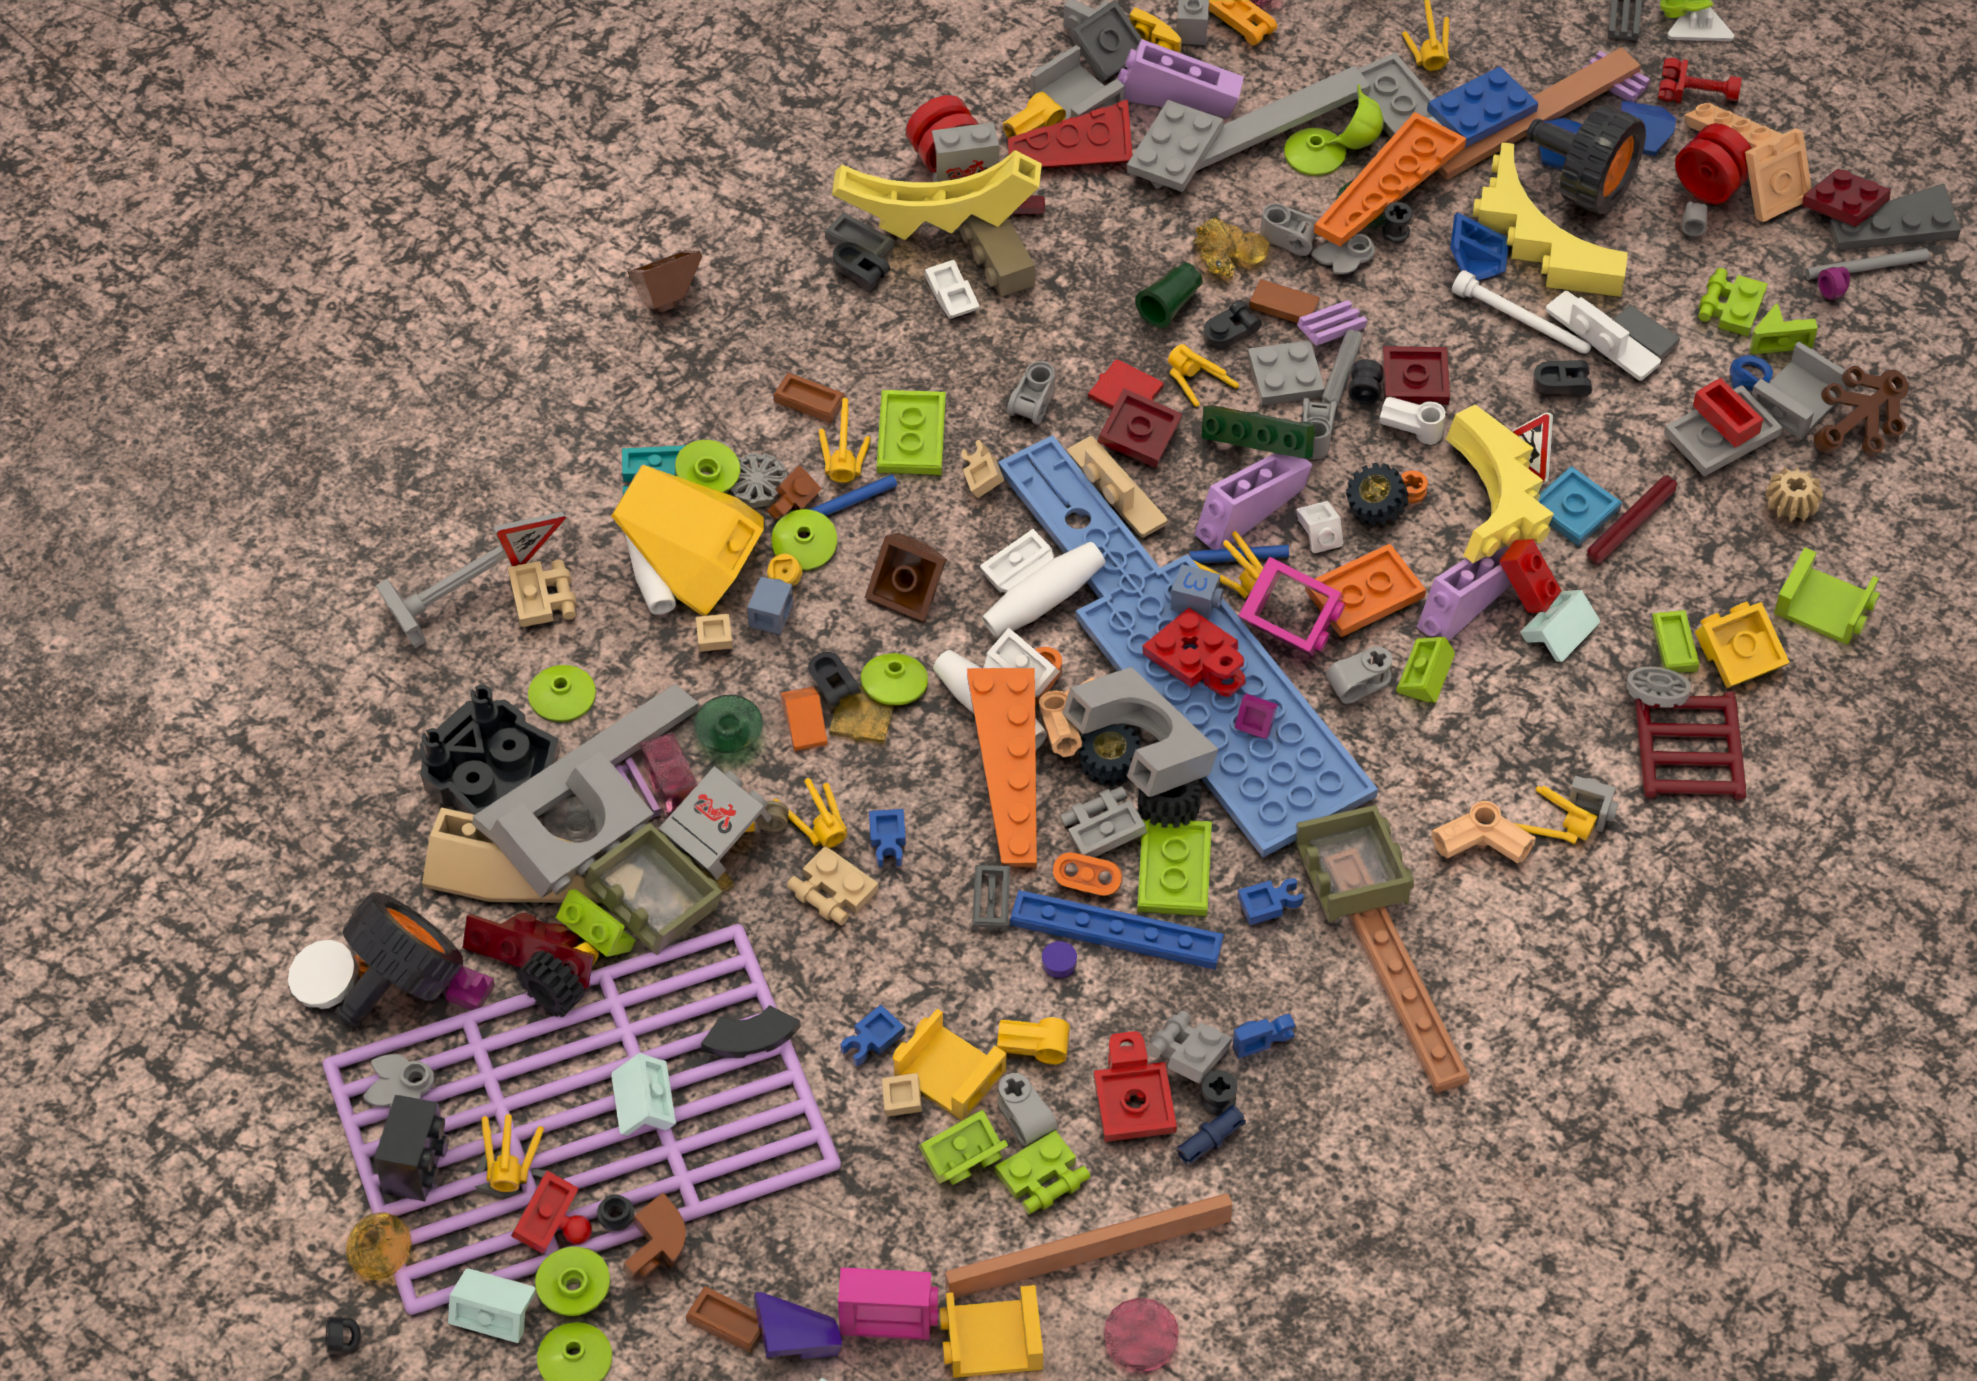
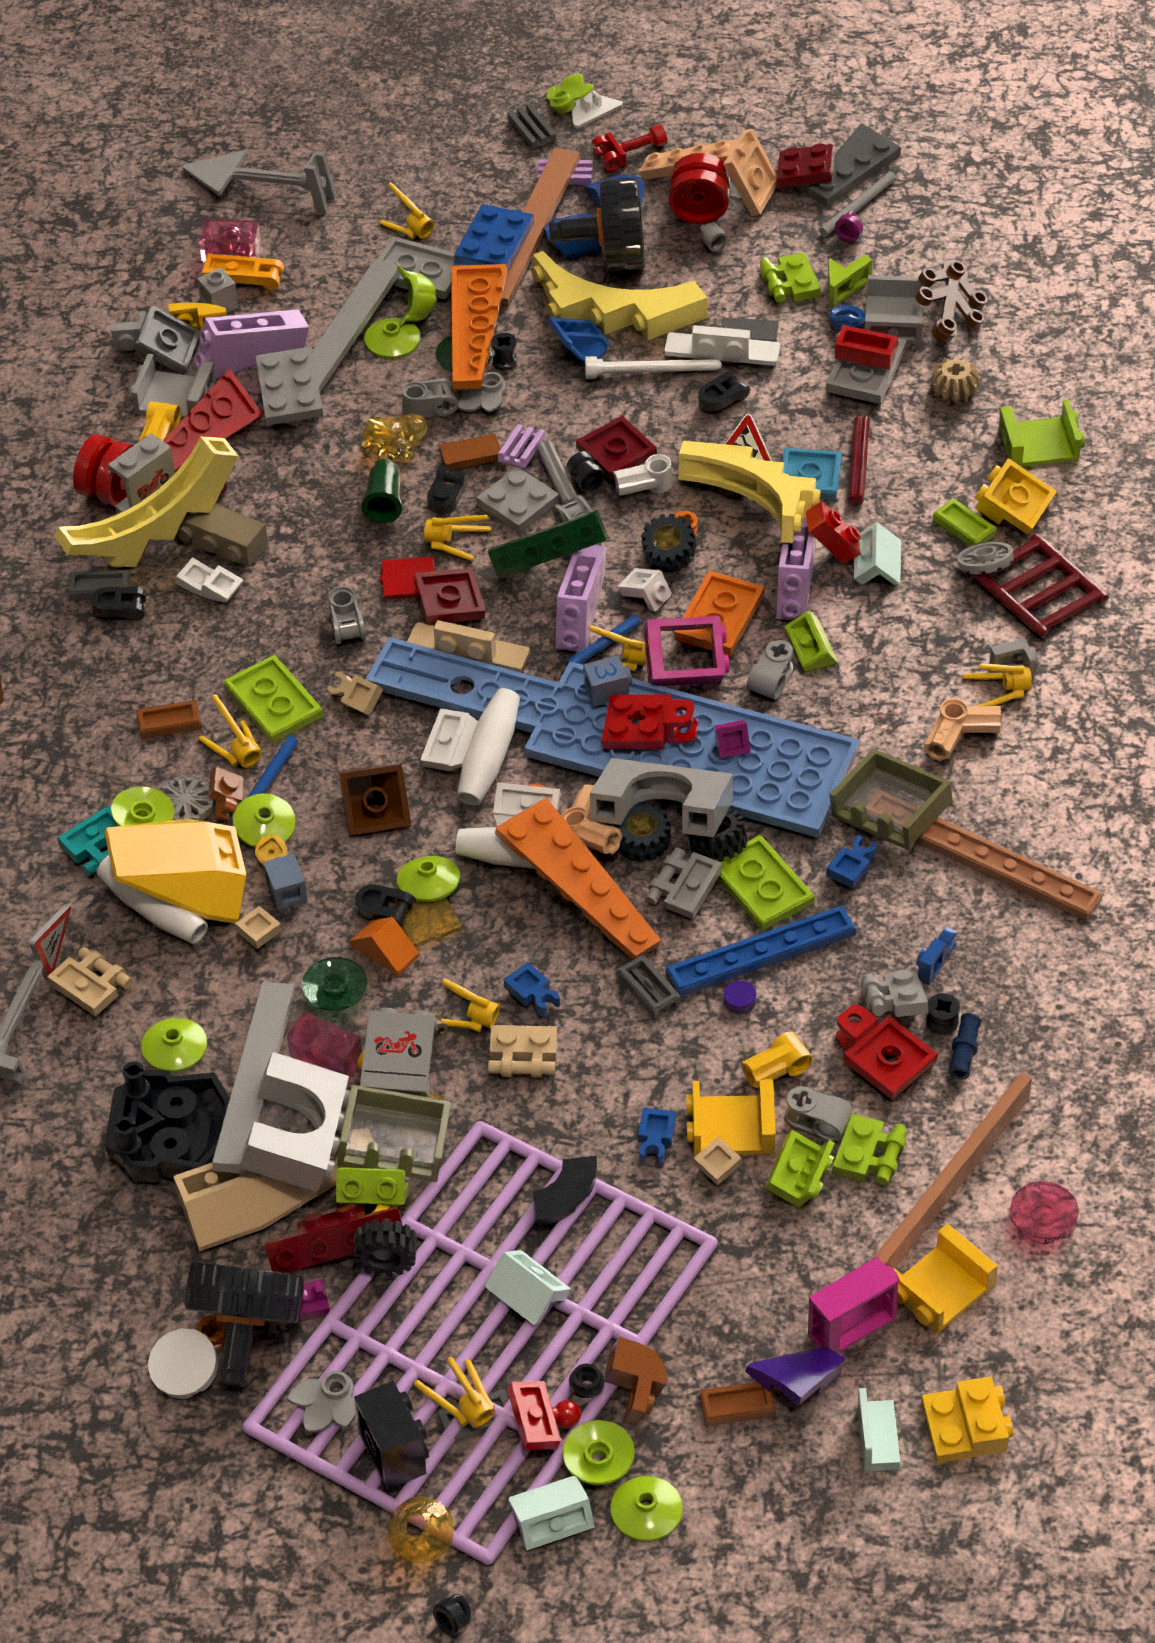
camera: 35 degrees left, 5 degrees down
(1088, 873) = (706, 924): orange plate -> none

